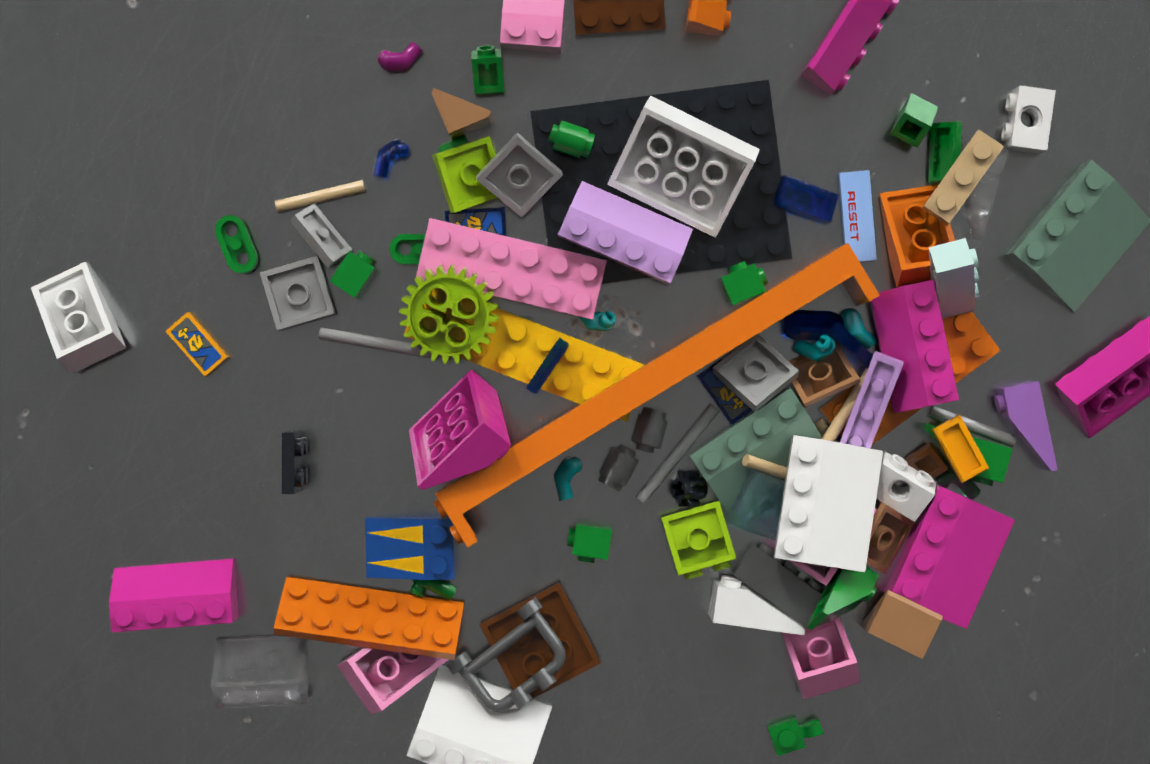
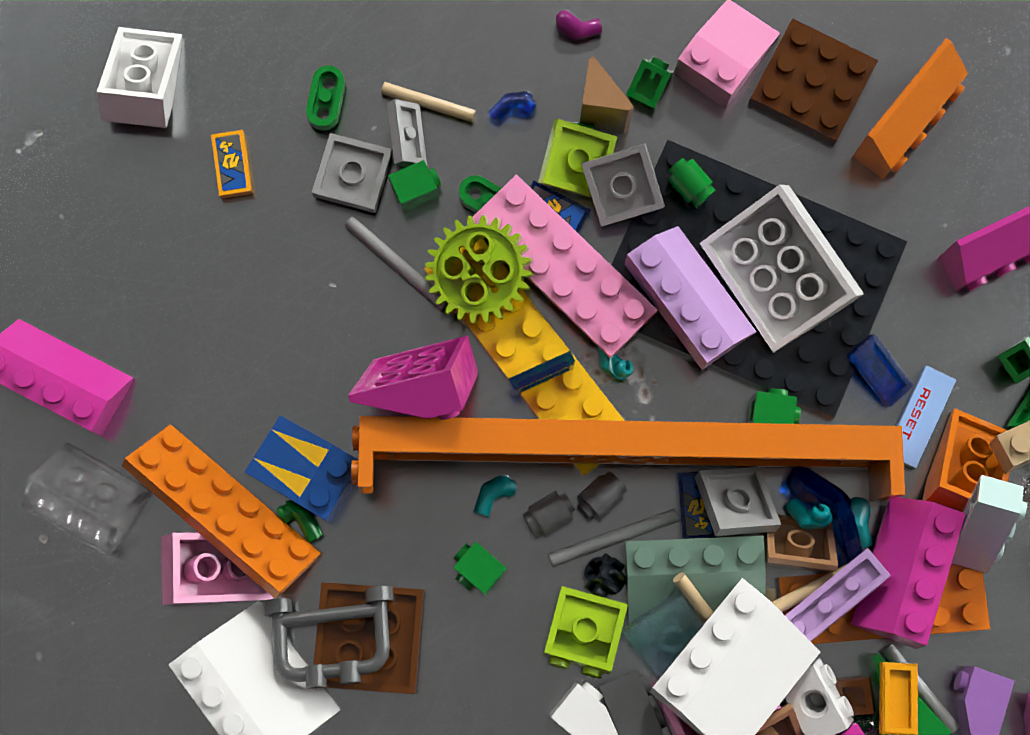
camera: 30 degrees right, 10 degrees down
(293, 472) = (252, 309): black plate -> none

